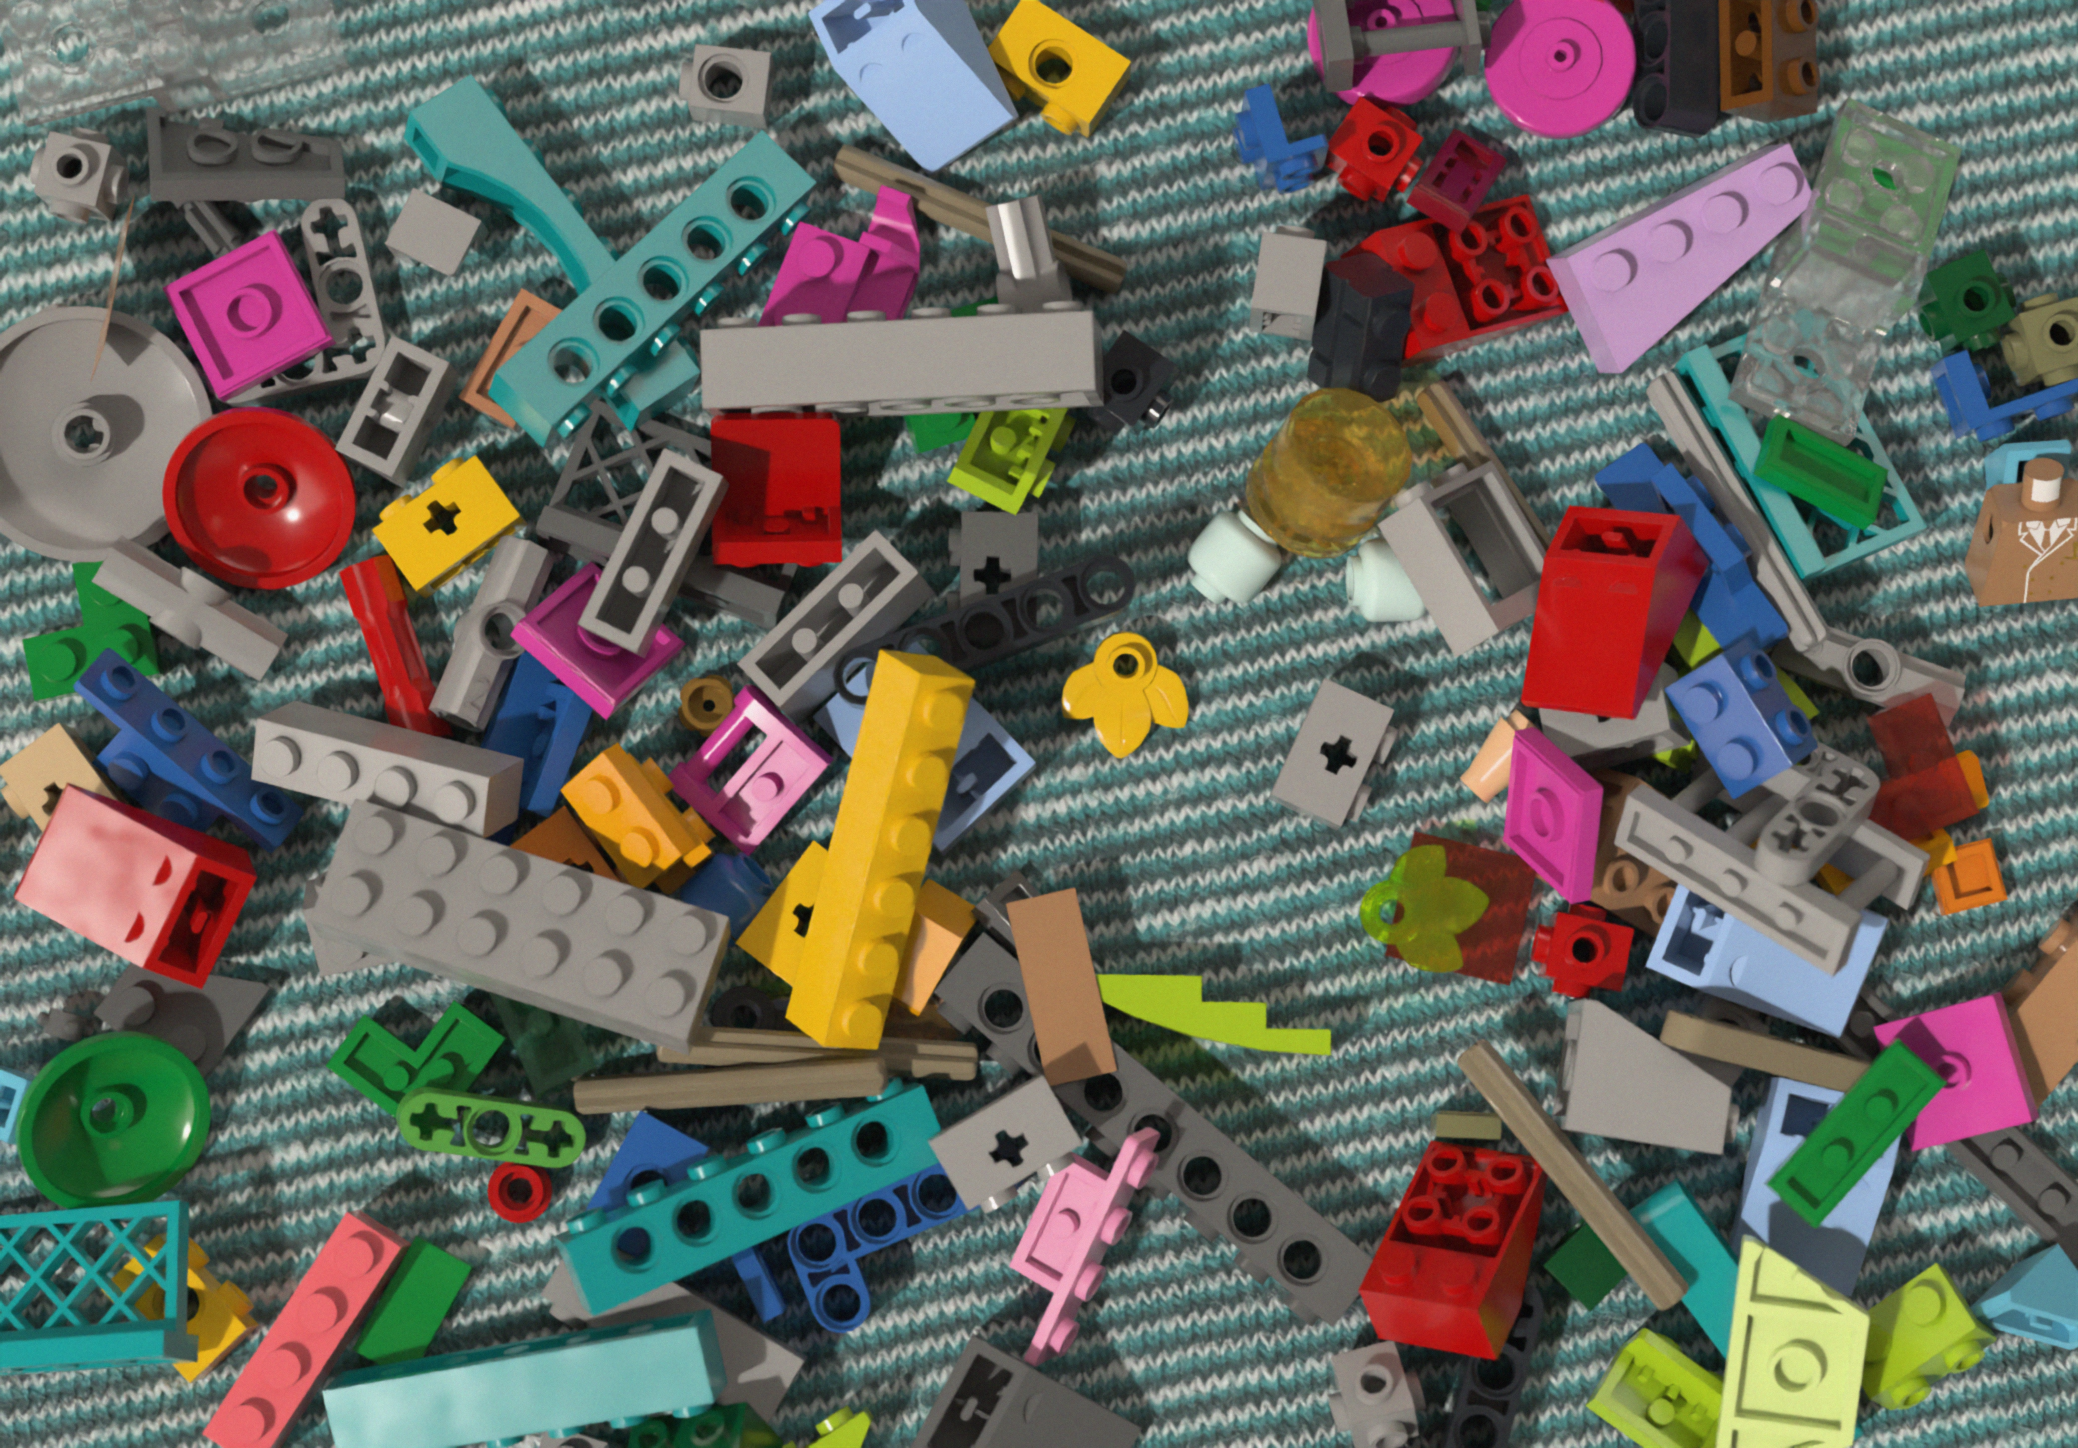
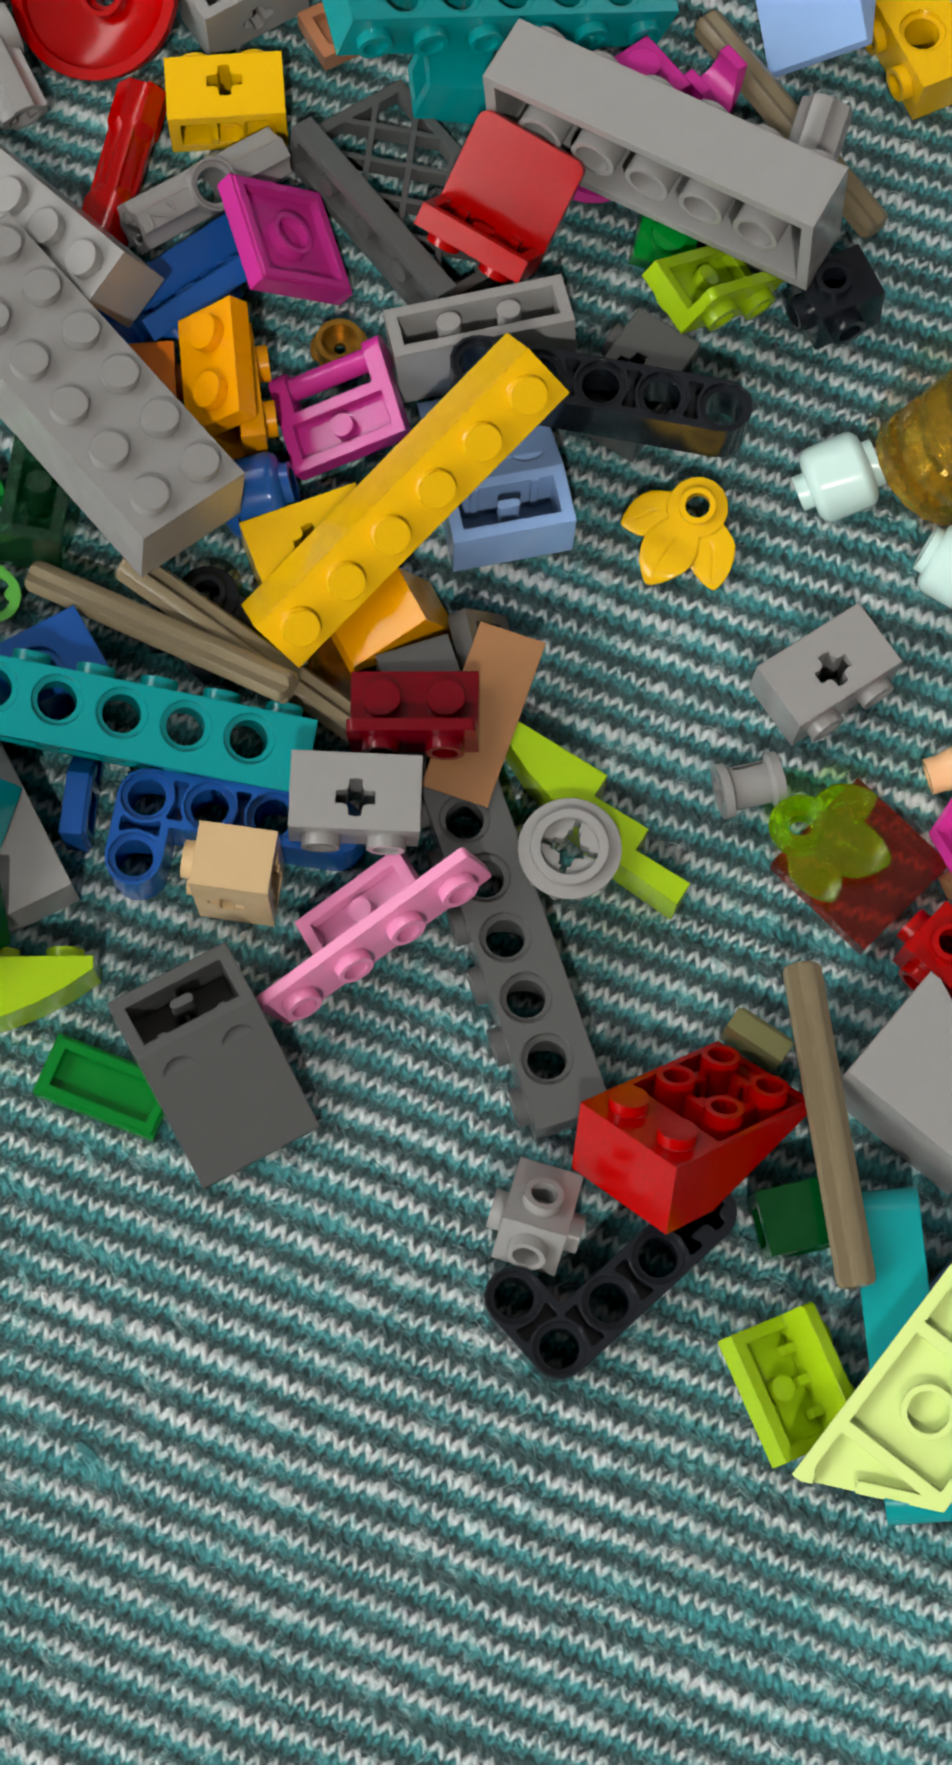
camera: 25 degrees right, 10 degrees down
(654, 553) = (371, 178): light grey brick -> none
(937, 1265) = (234, 872): none -> tan brick
(1003, 1029) = (415, 712): none -> dark red bracket
(1238, 1085) = (553, 824): none -> light grey gear
(1324, 898) = (748, 784): none -> light grey bush

